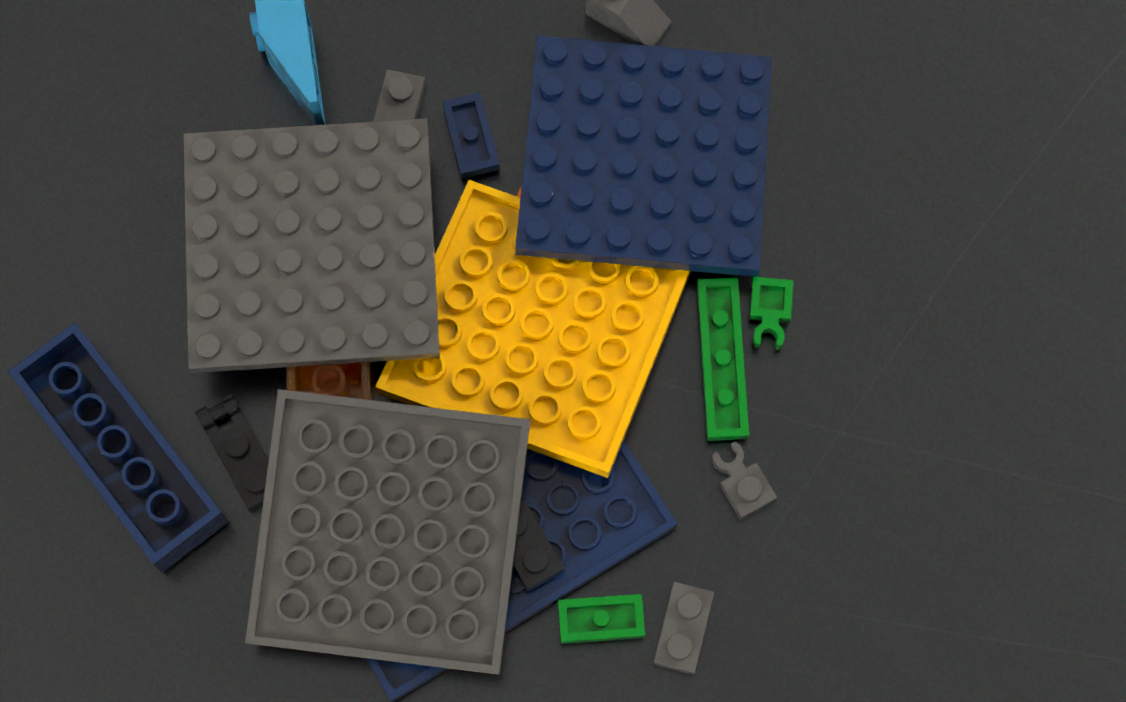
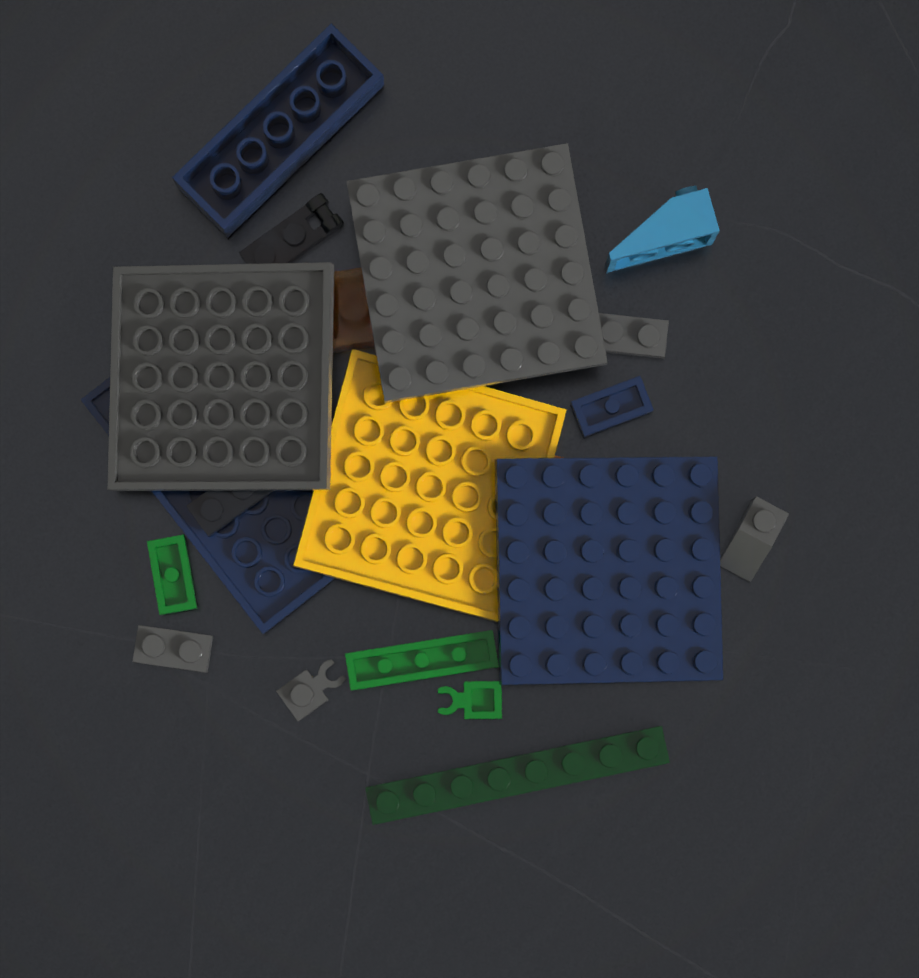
camera: 80 degrees right, 10 degrees up
(855, 273) = (517, 775): none -> dark green brick

